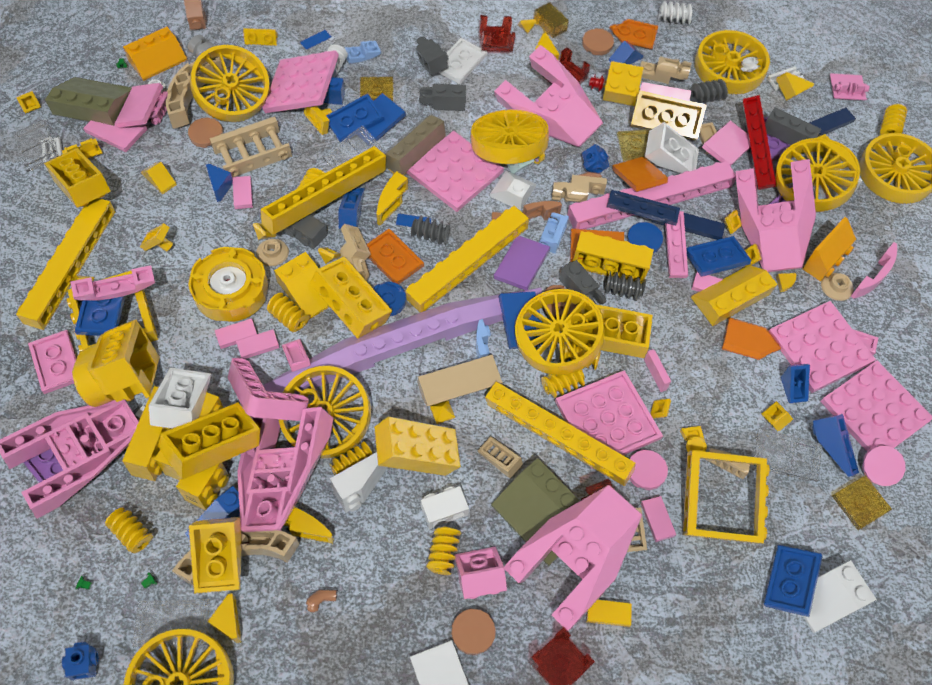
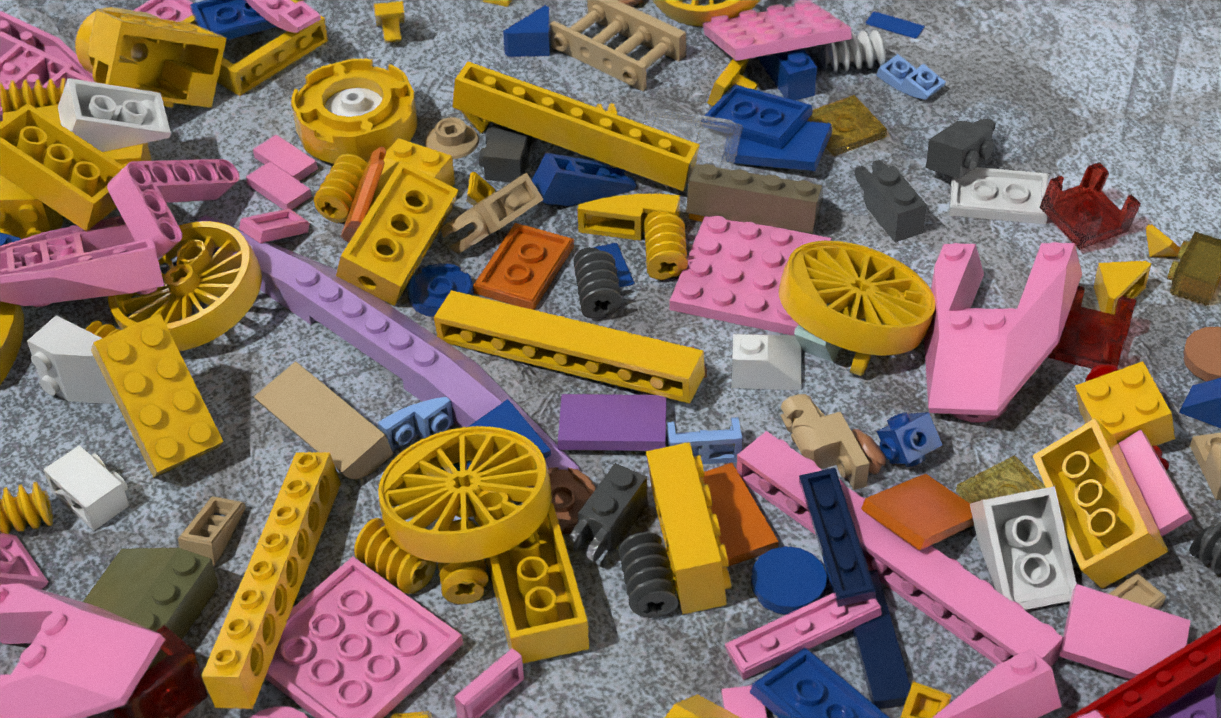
camera: 70 degrees right, 15 degrees down
(116, 438) = (15, 98): none -> yellow piece
(242, 192) = (537, 66): bright pink tile -> none
(314, 300) = (364, 193): none -> orange tile
(421, 193) = (665, 245): none -> yellow piece
(442, 412) = (264, 430): yellow slope -> none
(542, 208) = (741, 403): nougat slope -> none

